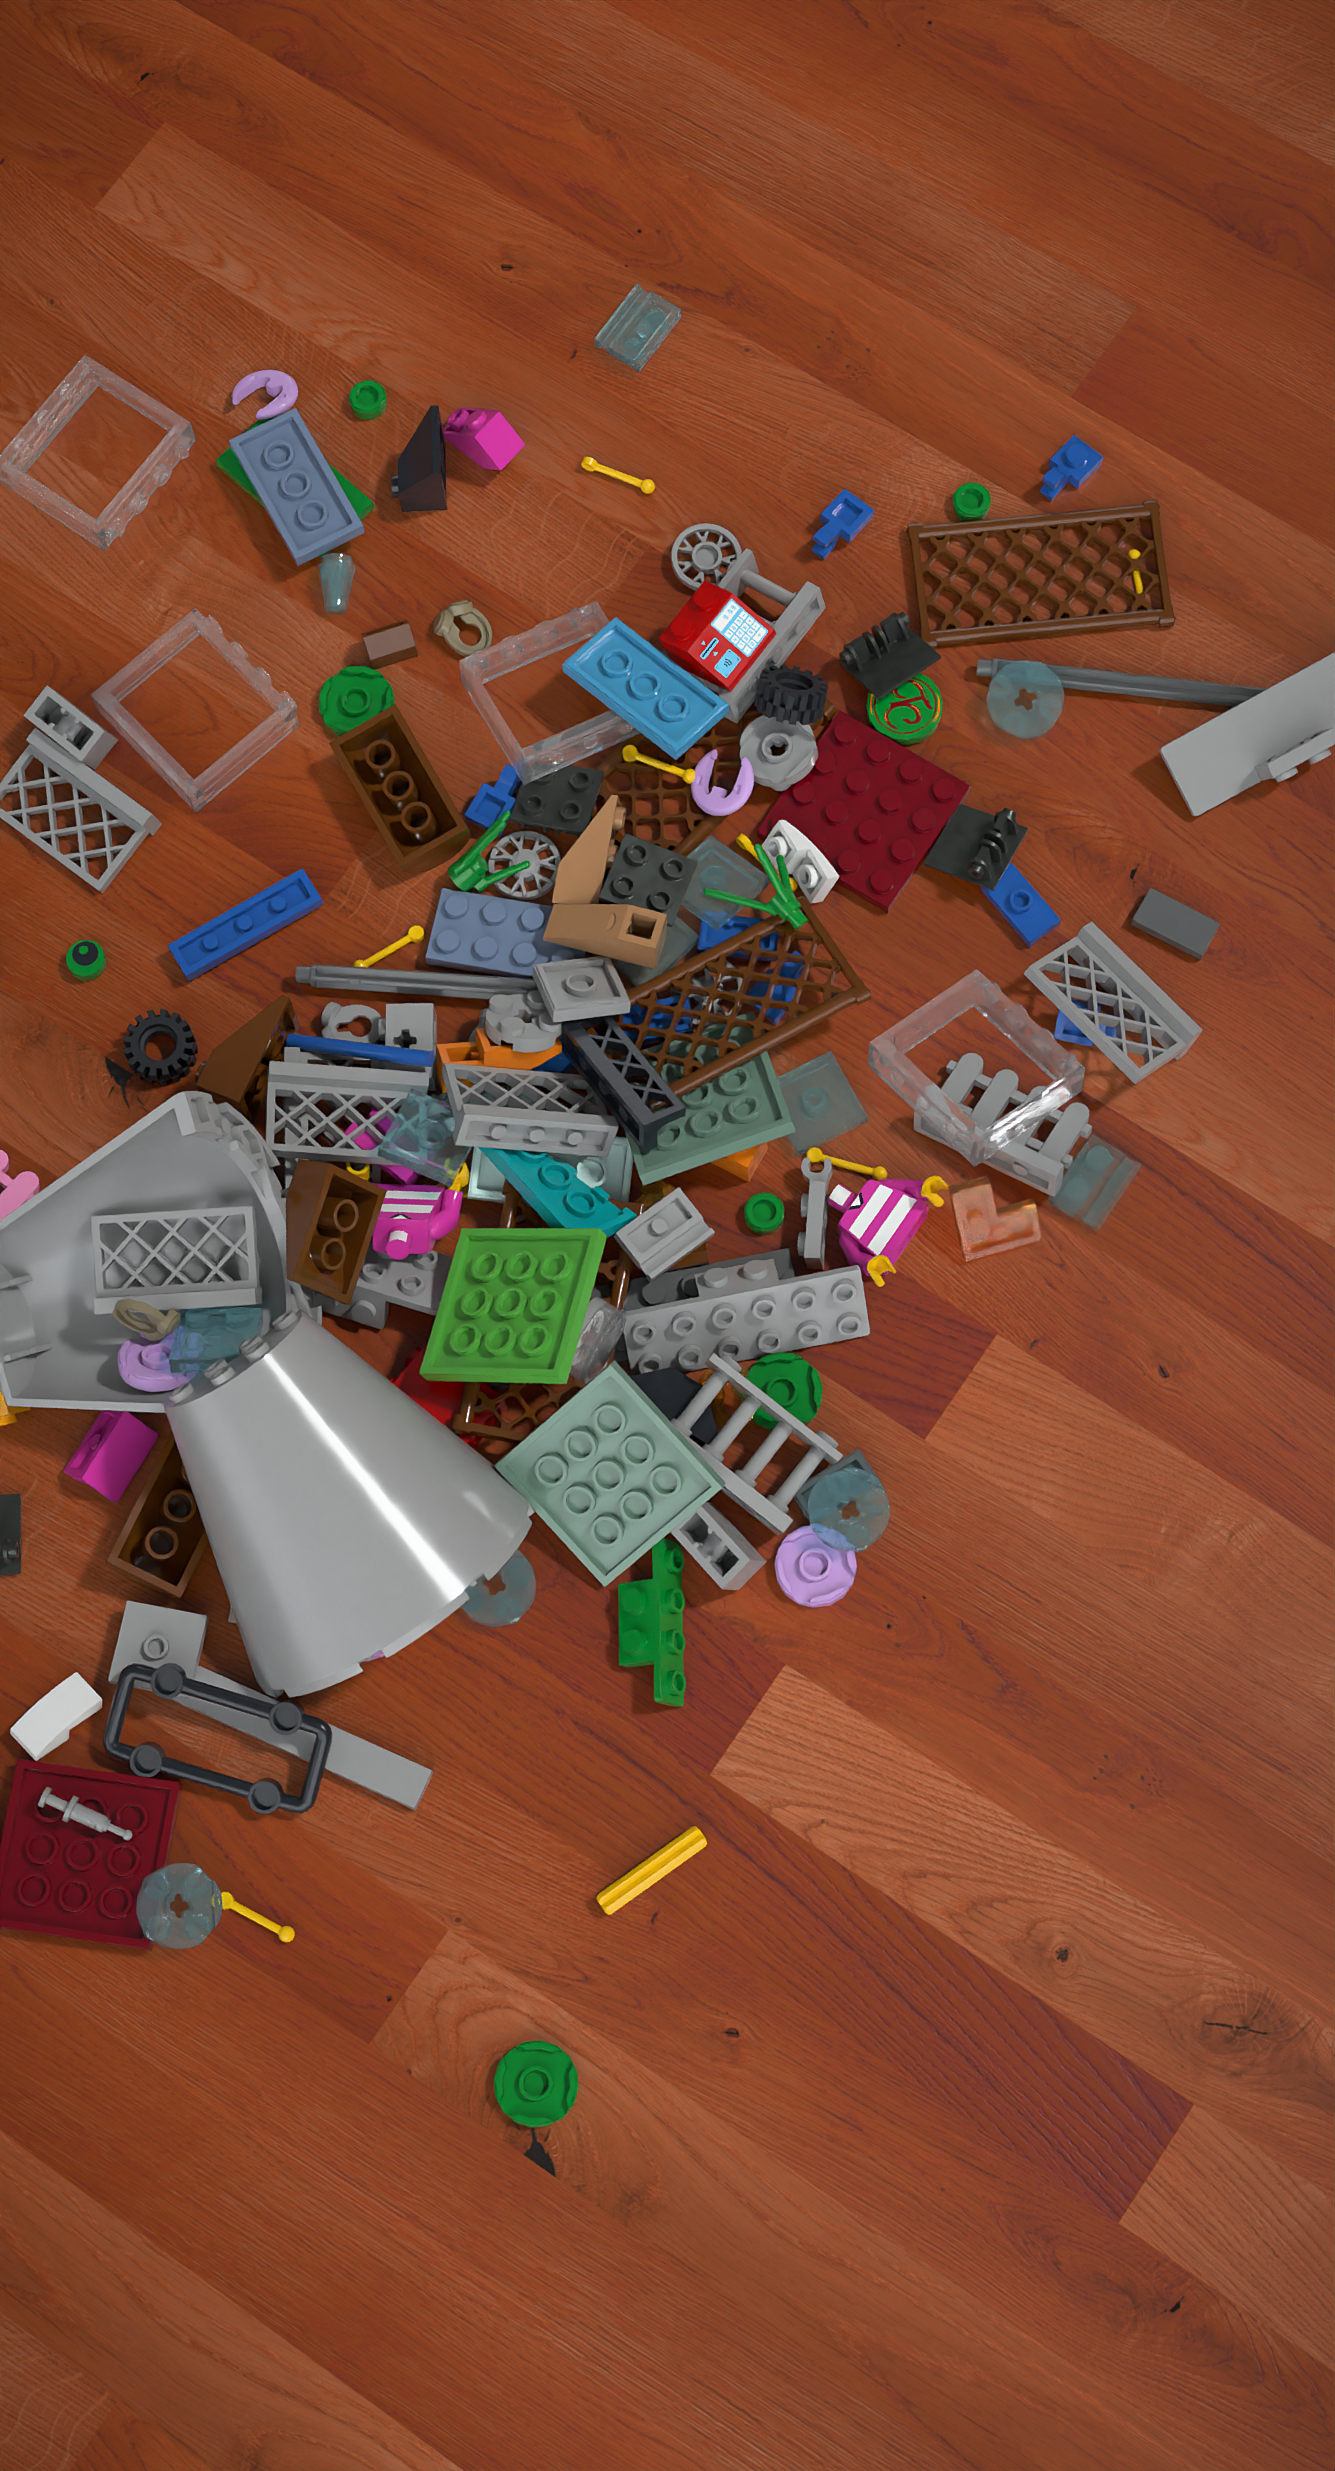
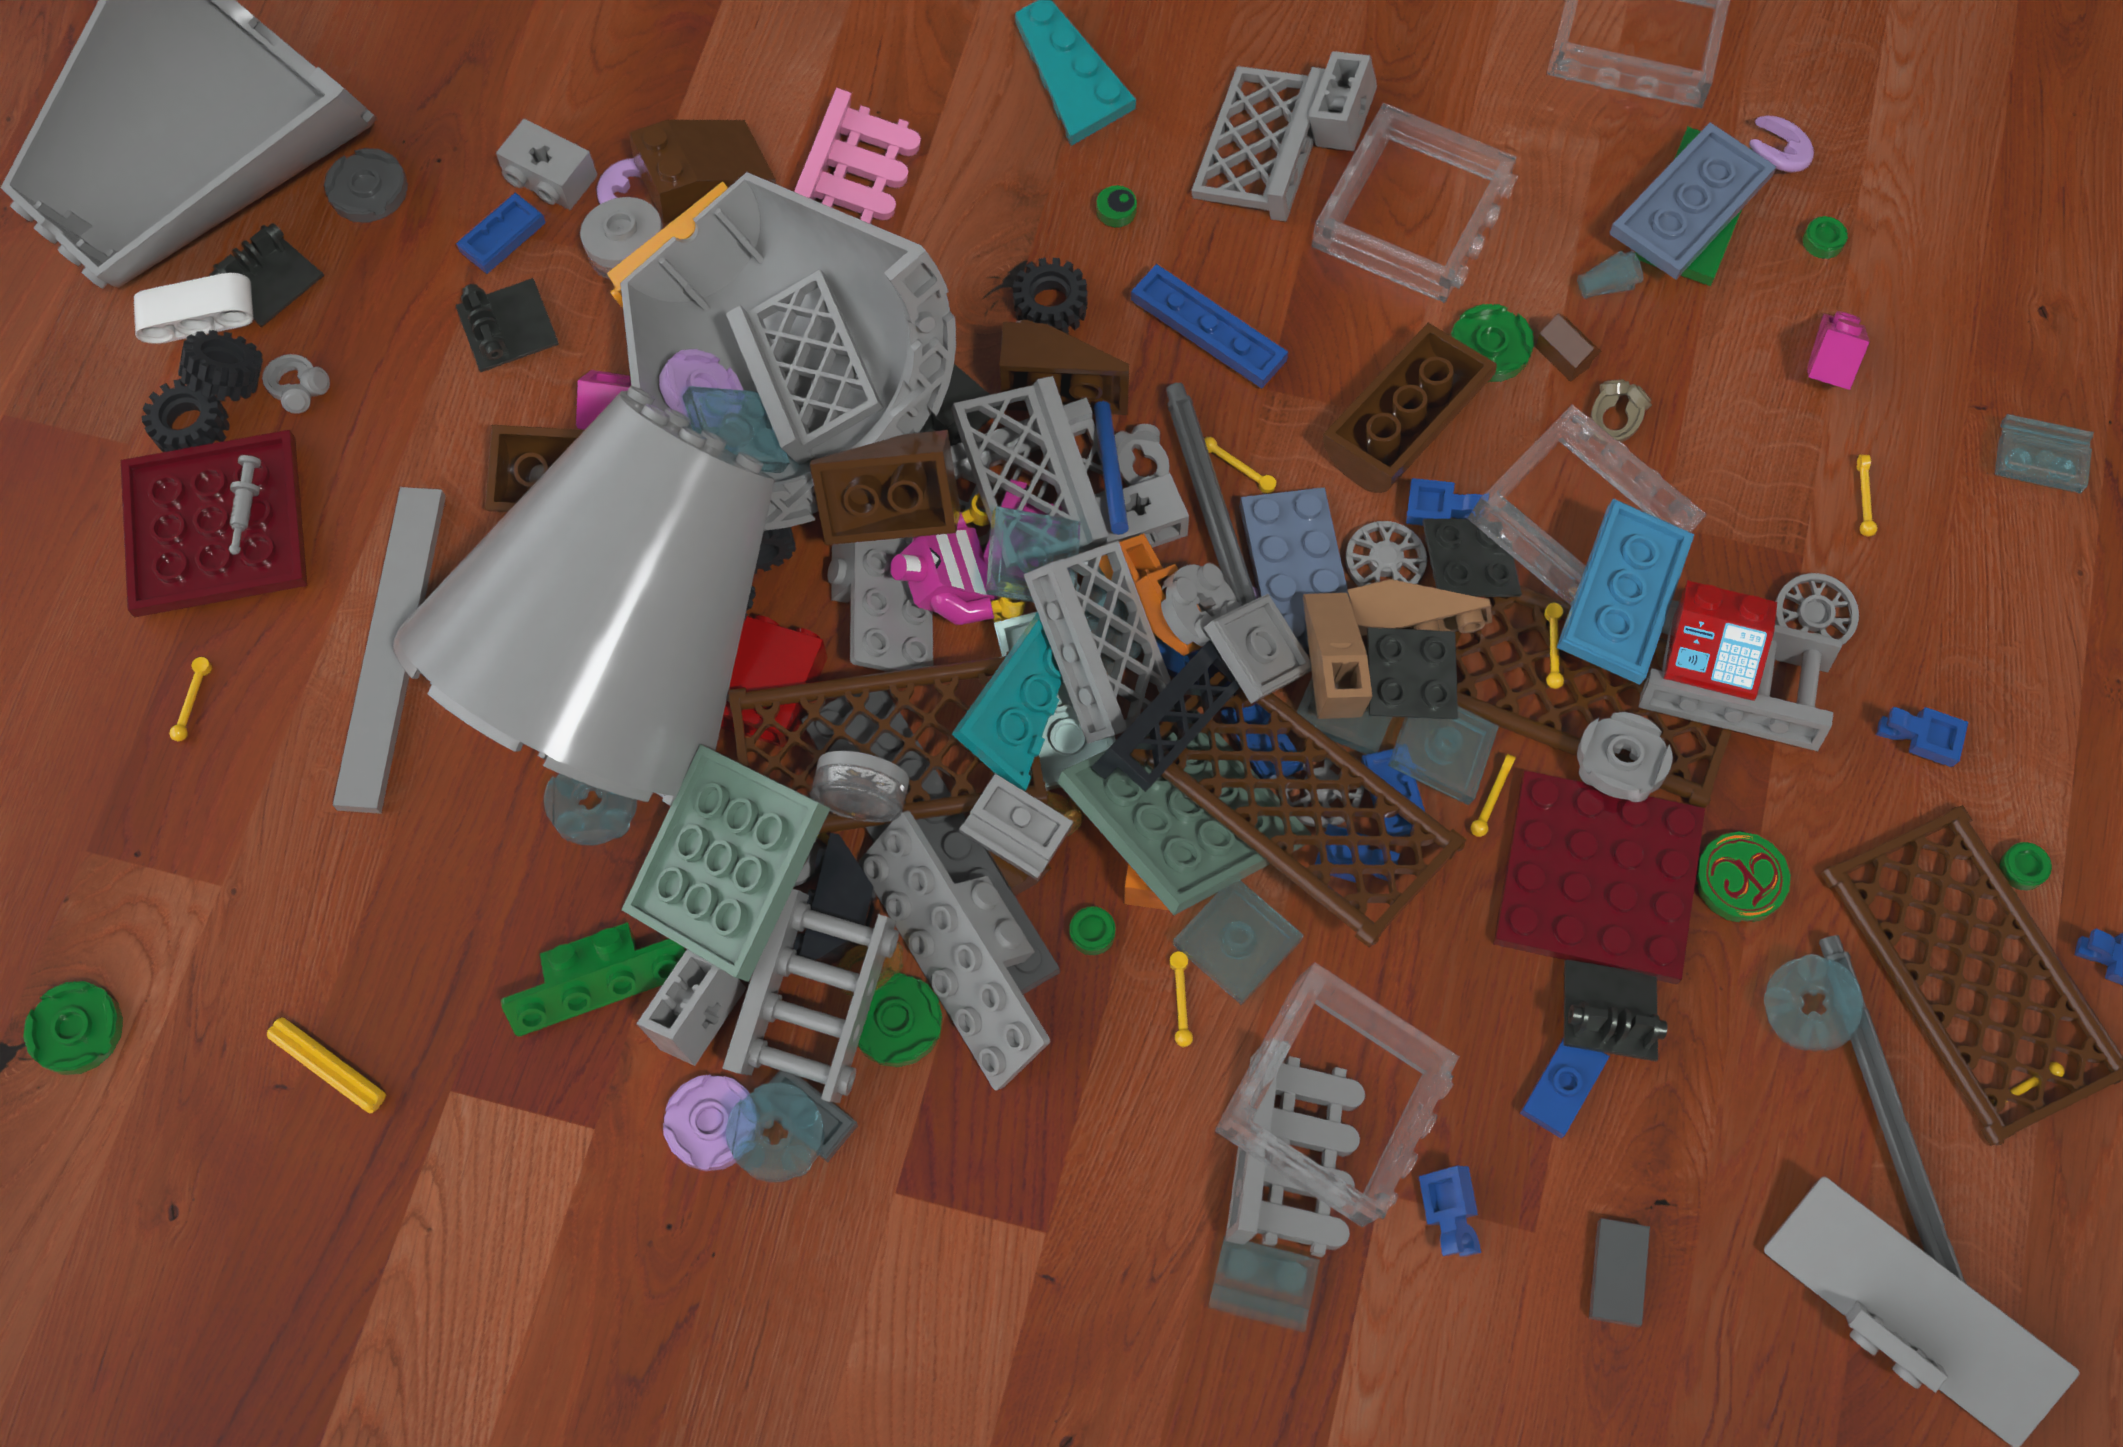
camera: 65 degrees right, 5 degrees down
(53, 1716) = (344, 447): white slope -> none
(158, 1325) = (730, 374): dark tan piece -> none
(158, 1637) = (430, 511): light grey plate -> none
(161, 1923) = (149, 610): clear light blue plate -> none
(284, 1718) = (322, 545): black bar -> none
(422, 467) = (1777, 306): black slope -> none
(471, 866) = (1358, 504): green plant -> none
(513, 1305) = (867, 694): bright green plate -> none
(716, 802) = (1538, 713): lavender head -> none
(781, 904) = (1443, 816): green plant -> none
(791, 695) = (1692, 744): black tyre -> none
(802, 860) = (1512, 820): white slope -> none
(815, 1208) = (1110, 982): light grey plate -> none
(882, 1220) = (1121, 1056): torso -> none
(889, 657) = (1791, 837): pearl dark grey hinge -> none
(990, 1230) = (1156, 1177): clear orange plate -> none
(1128, 990) = (1508, 1245): light grey fence -> none

